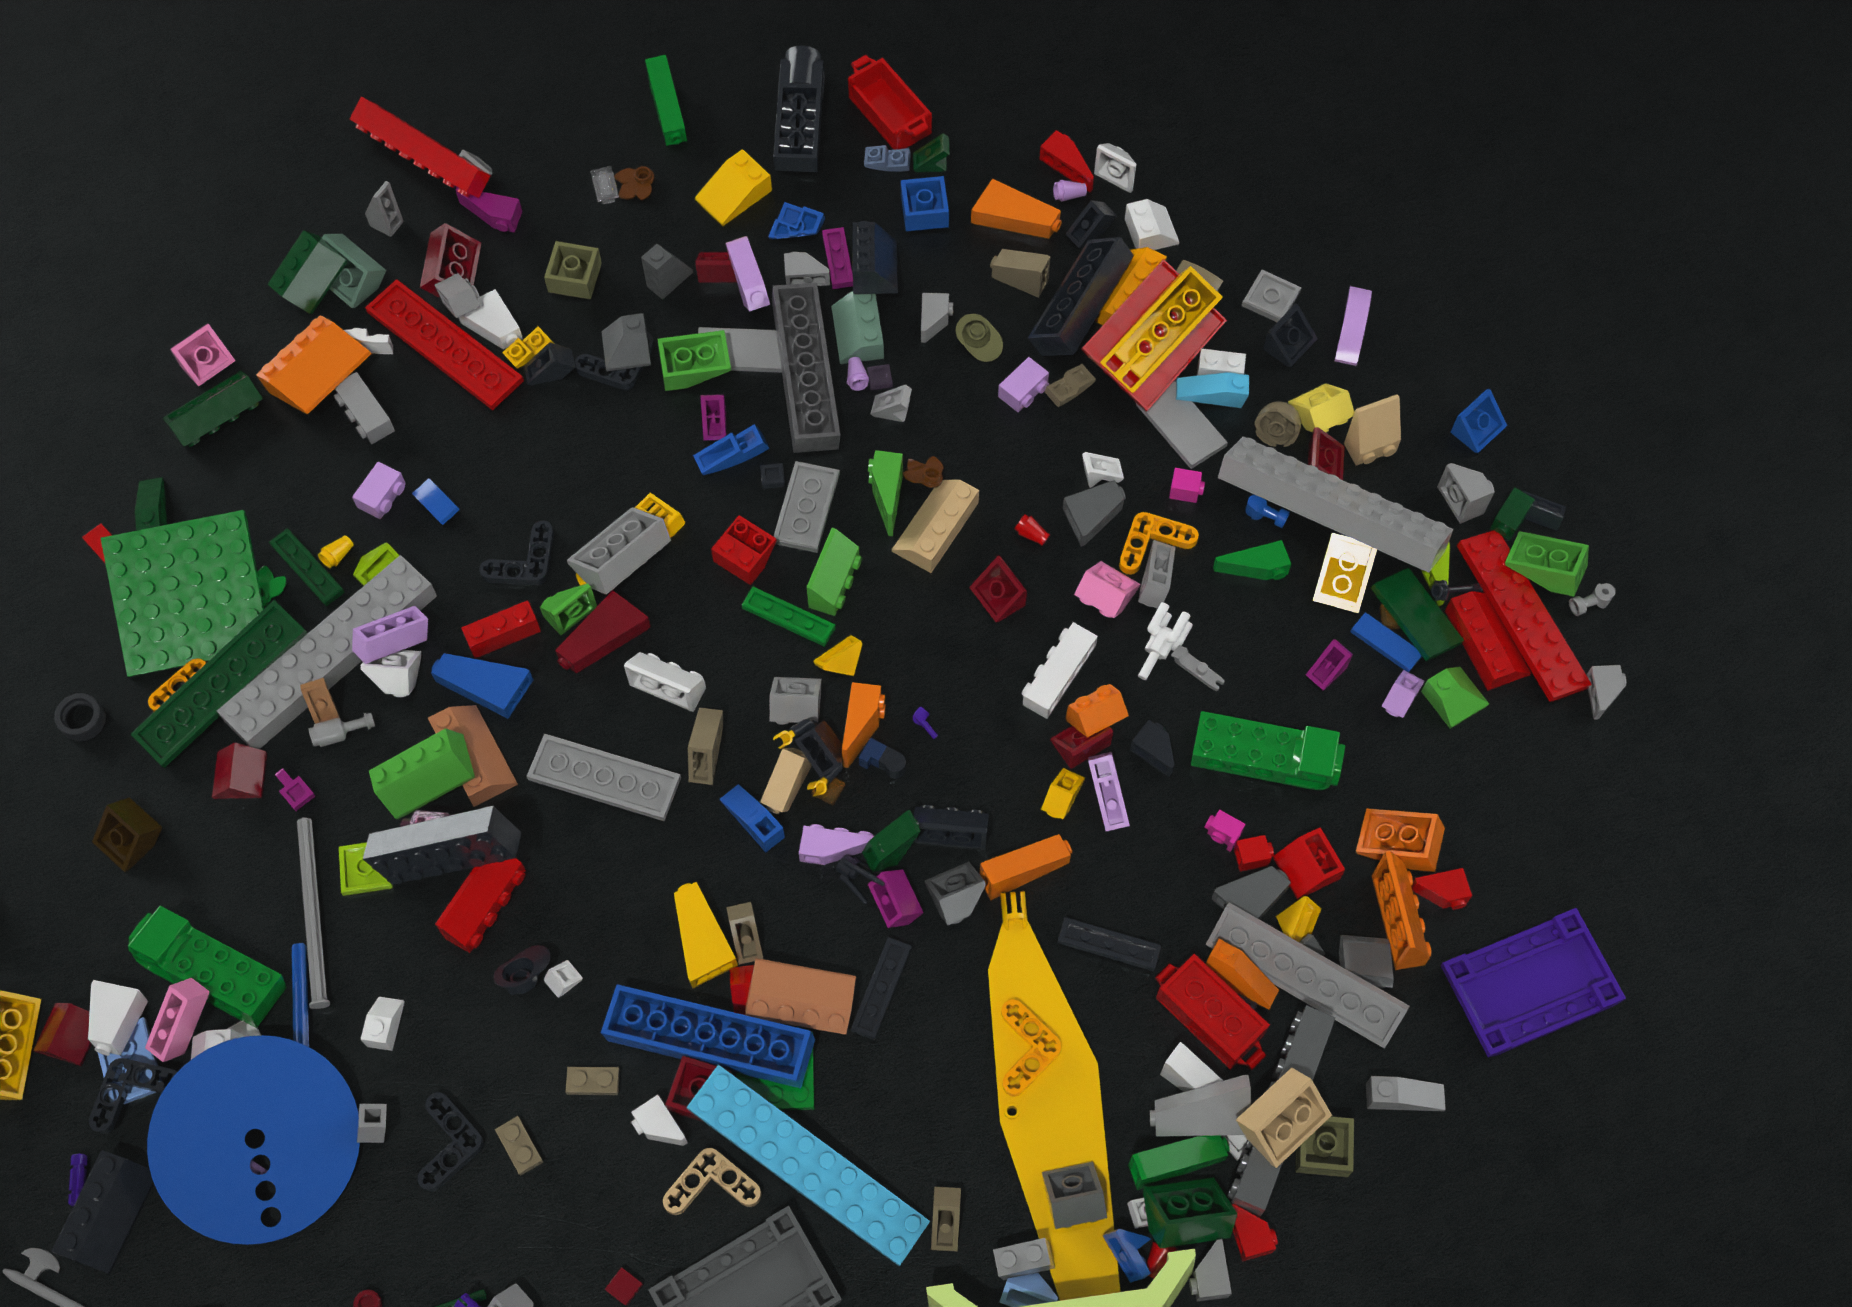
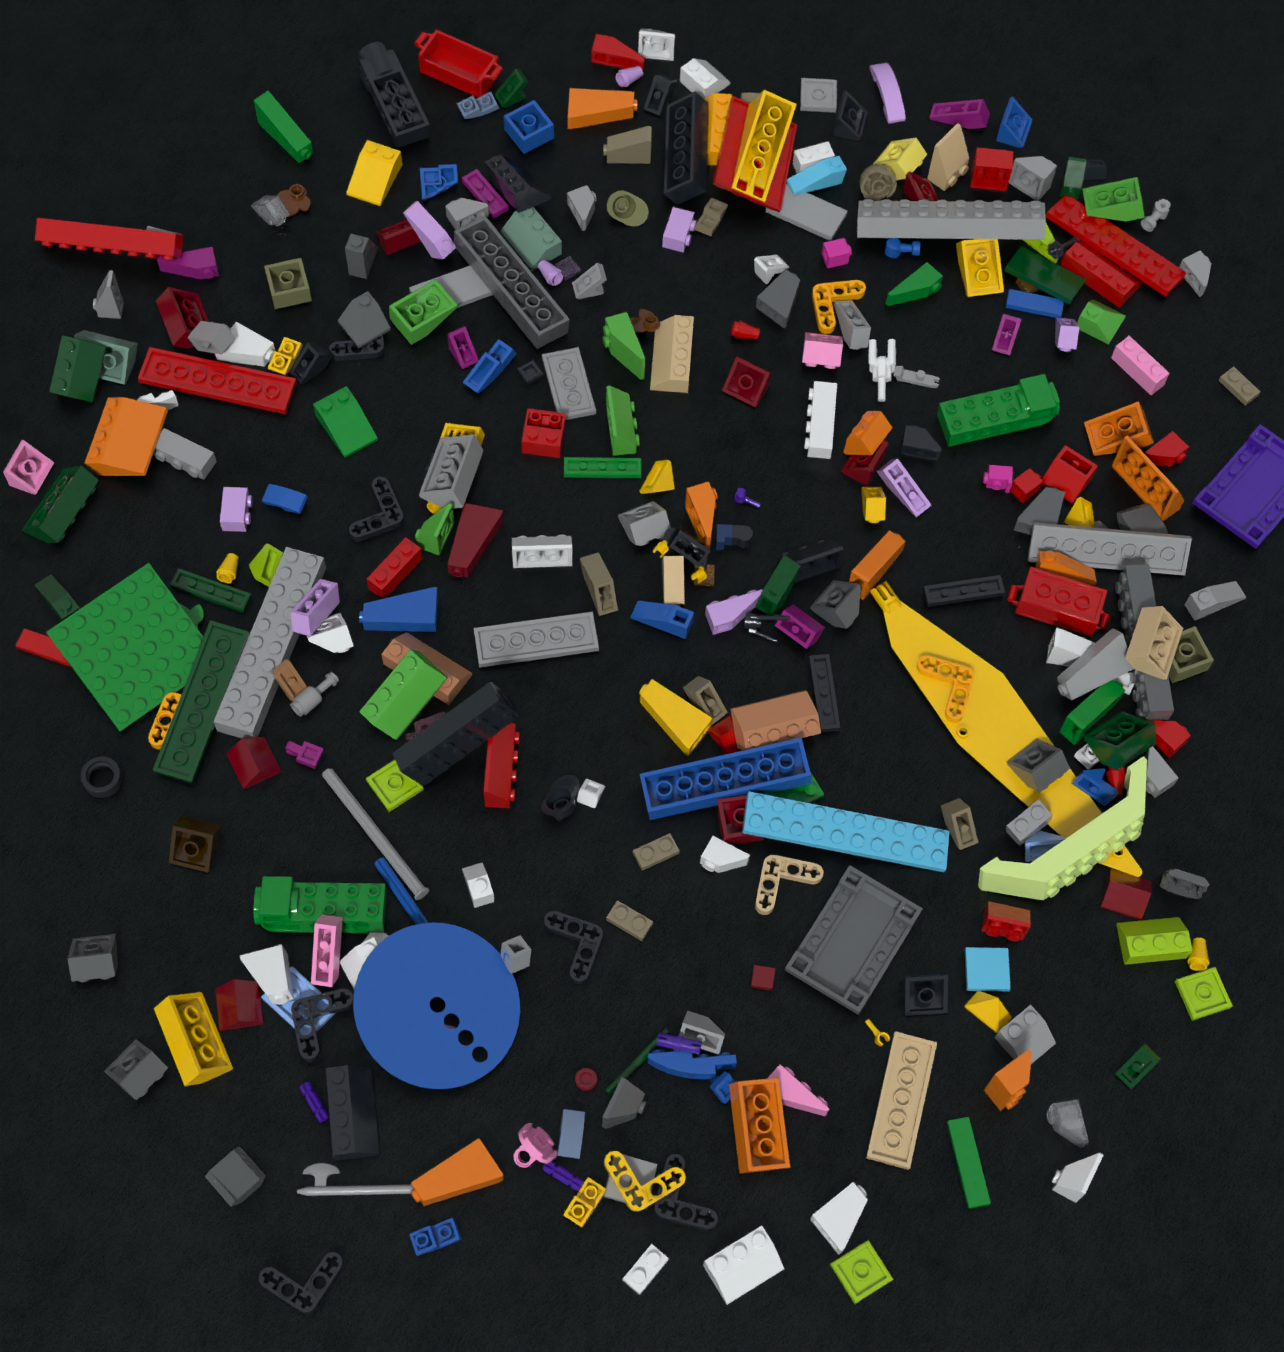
camera: 30 degrees left, 0 degrees up
(545, 445) = (345, 421): none -> green slope
(1419, 463) = (991, 169): none -> red brick
(1425, 385) = (968, 114): none -> magenta slope
(1470, 771) = (1140, 365): none -> bright pink brick
(1581, 849) = (1239, 386): none -> dark tan plate

